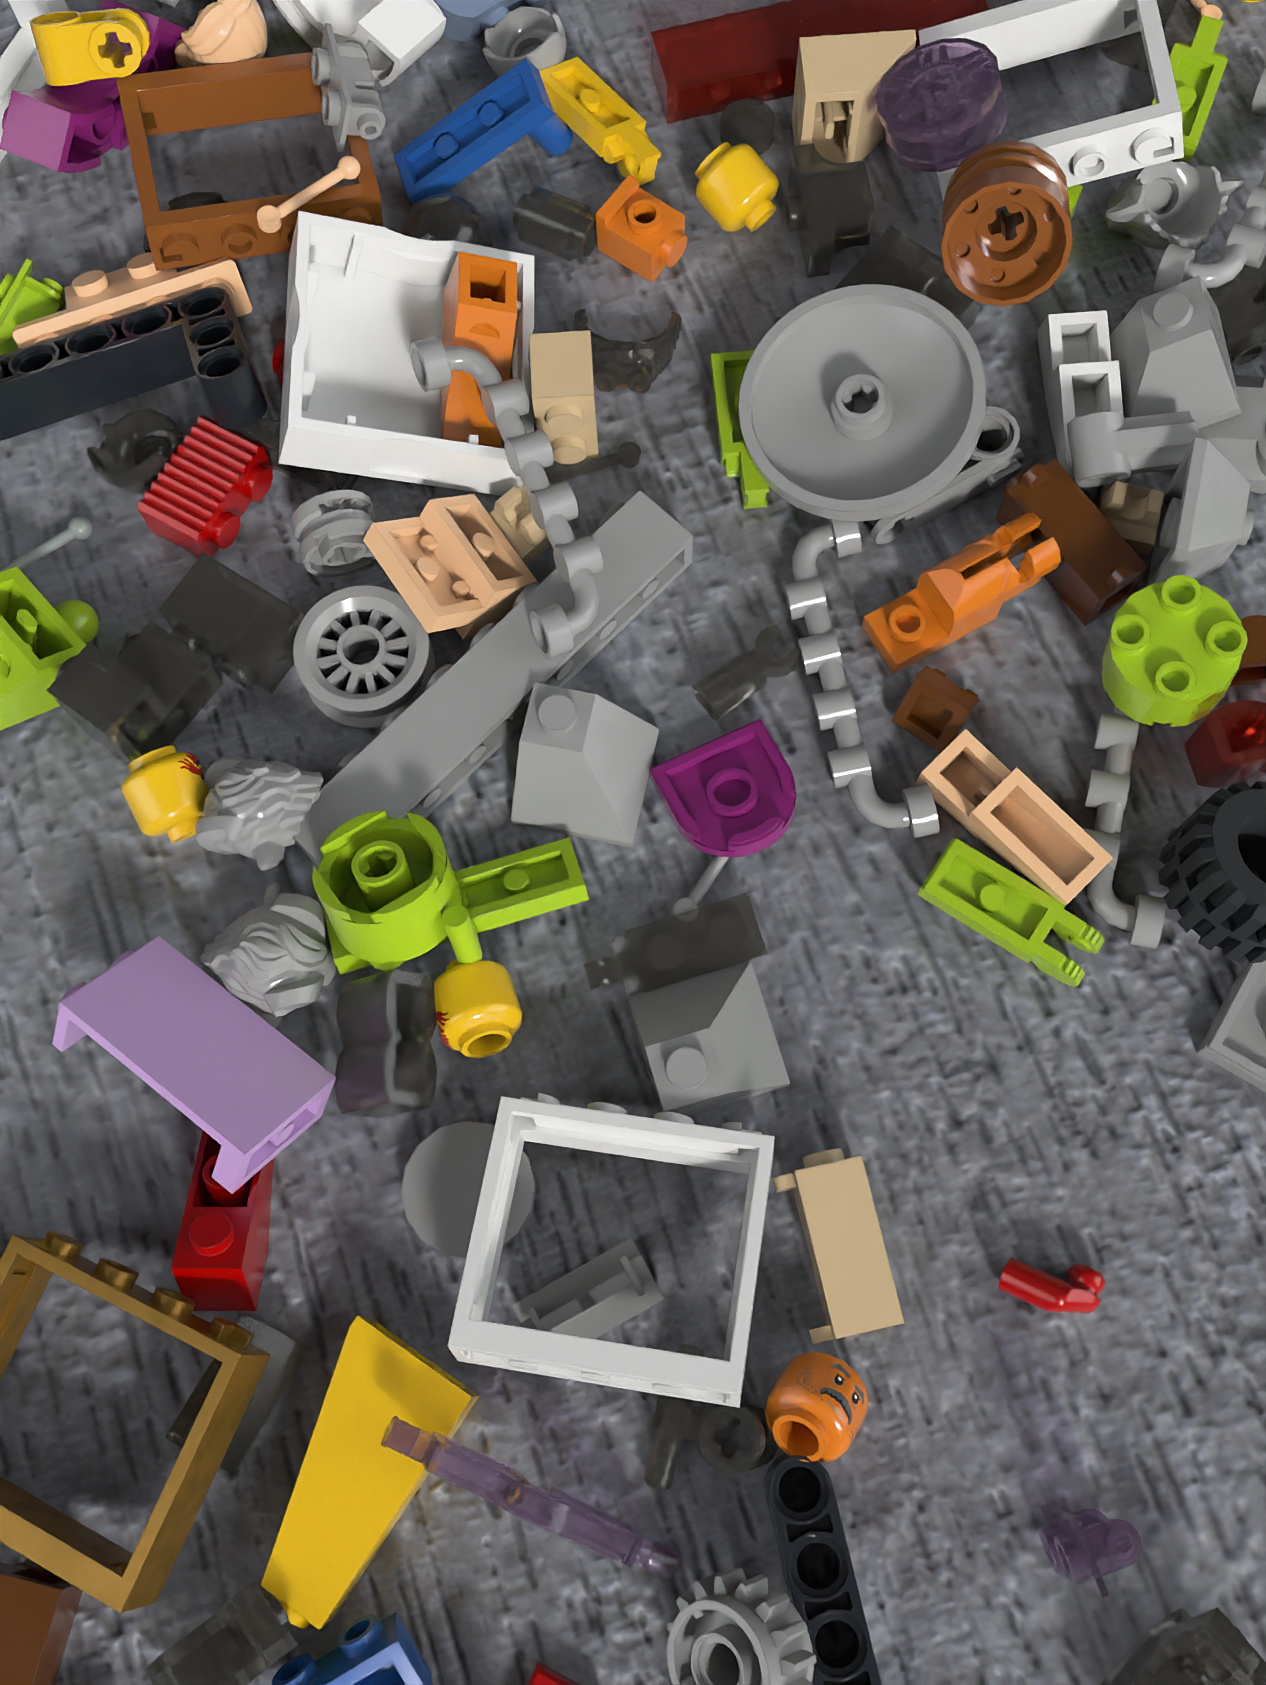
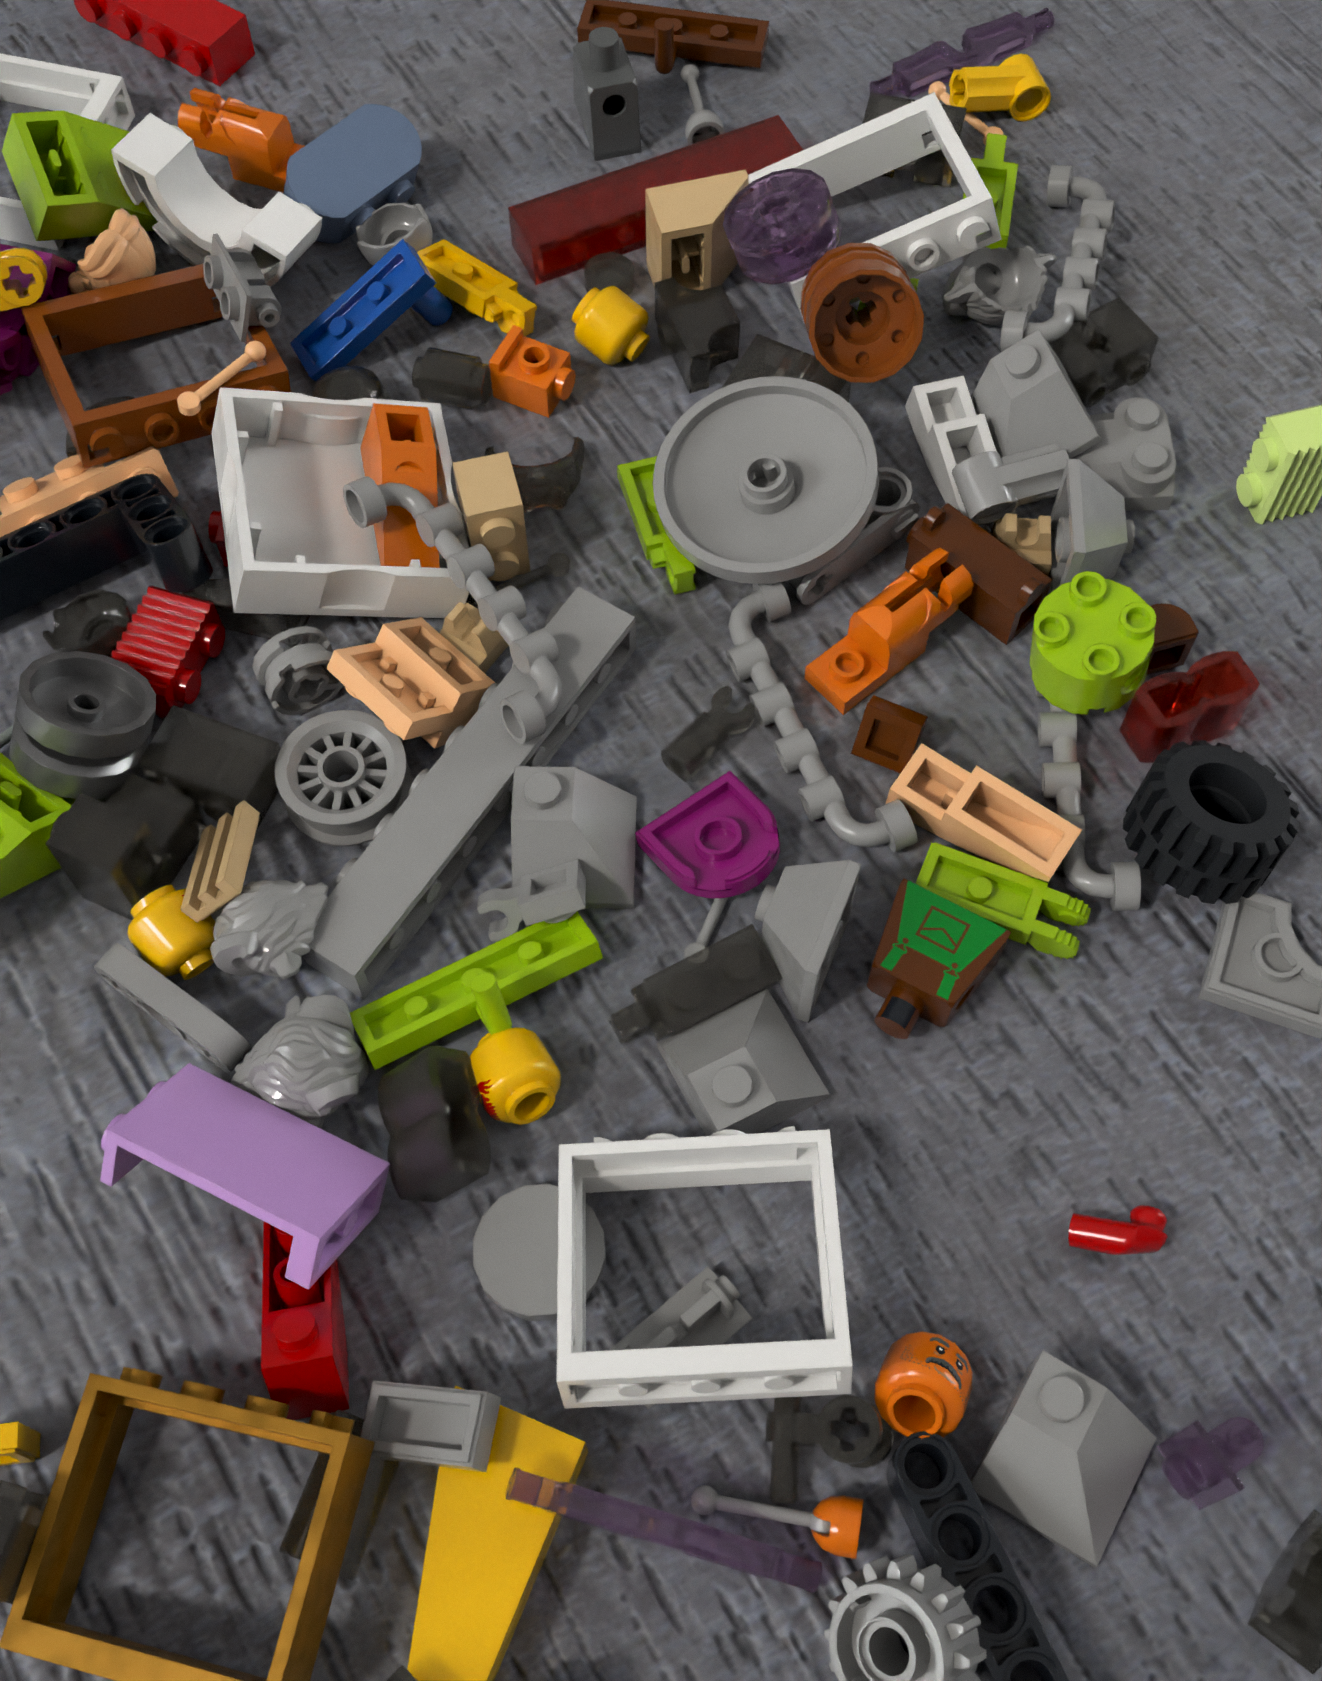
camera: 15 degrees left, 10 degrees down
(107, 559) = (81, 724): none -> flat silver wheel
(154, 872) = (172, 1007): none -> light grey beam
(223, 732) = (220, 862): none -> tan tile
(326, 1351) = (431, 1425): none -> light grey tile
(386, 887) = (409, 972): lime brick -> none
(537, 826) = (541, 896): none -> light grey plate
(699, 1519) = (833, 1521): none -> hinge
(800, 905) = (805, 926): none -> light grey slope
(843, 1245) = (915, 1231): tan brick -> none
(922, 964) = (930, 959): none -> torso
(941, 1504) = (1064, 1458): none -> light grey slope

